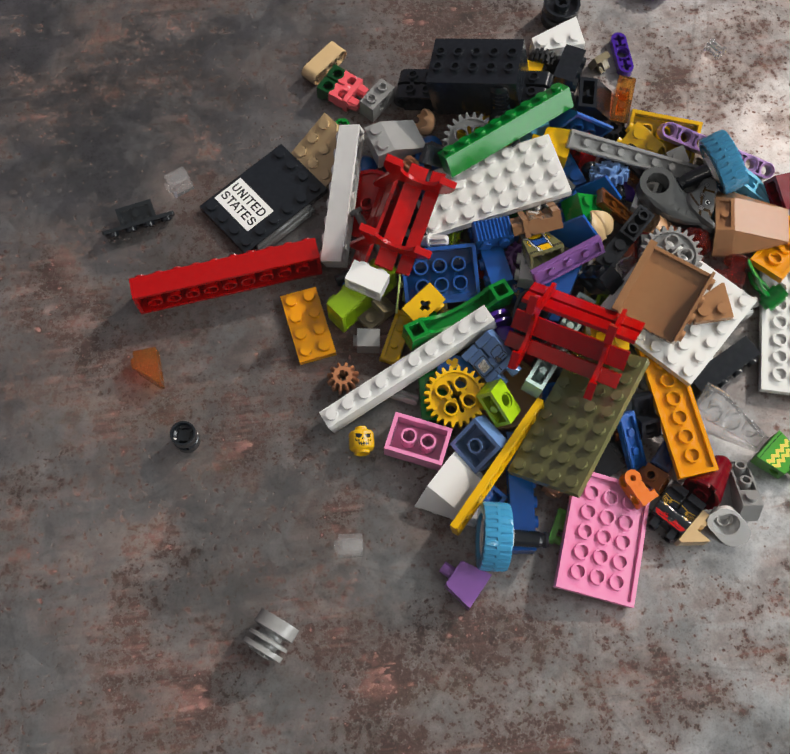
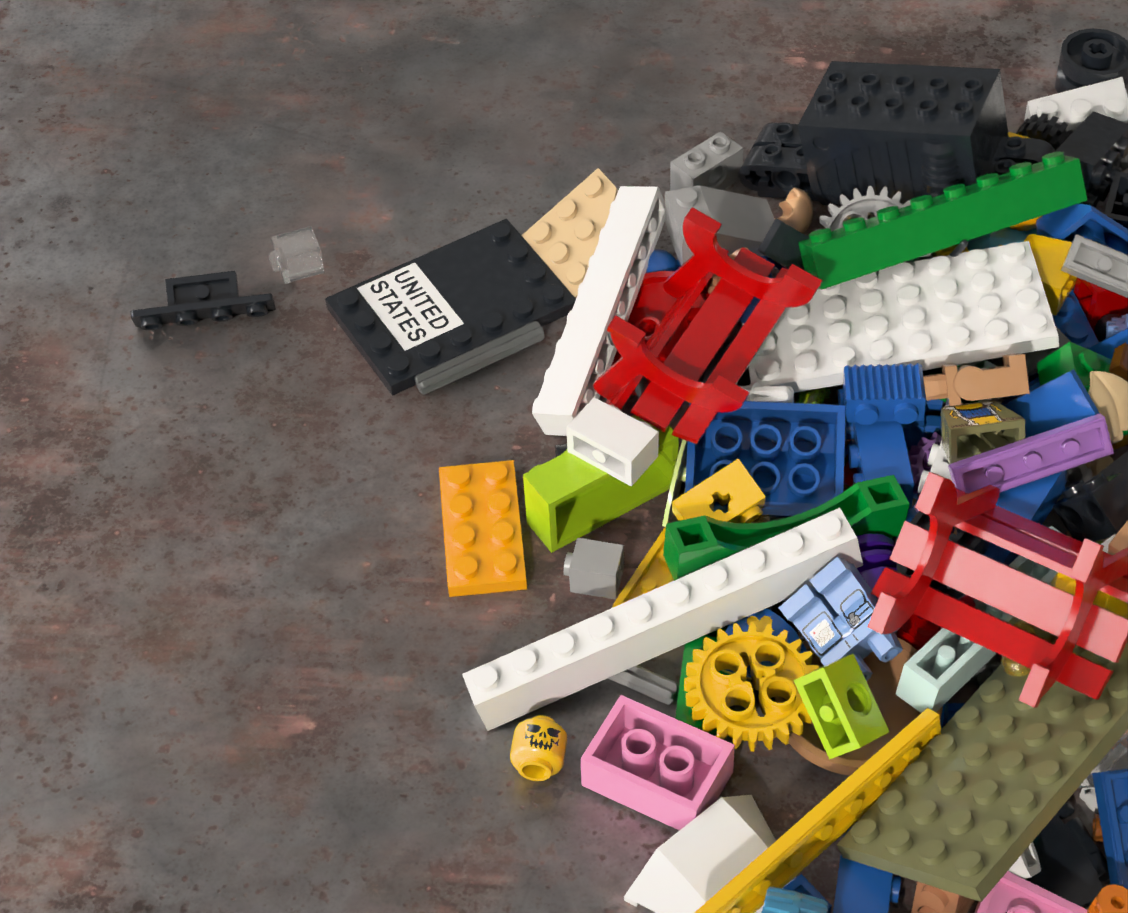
camera: 15 degrees right, 20 degrees down
(148, 365) = (150, 548): clear orange slope -> none
(185, 436) = (182, 682): black wheel -> none
(225, 275) = (342, 413): red brick -> none
(321, 63) = (619, 103): tan beam -> none
(337, 383) = (526, 623): nougat gear -> none
(341, 89) = (641, 145): coral hips -> none
(377, 313) = (630, 524): dark tan slope -> none
(479, 443) = (782, 780): medium blue brick -> none

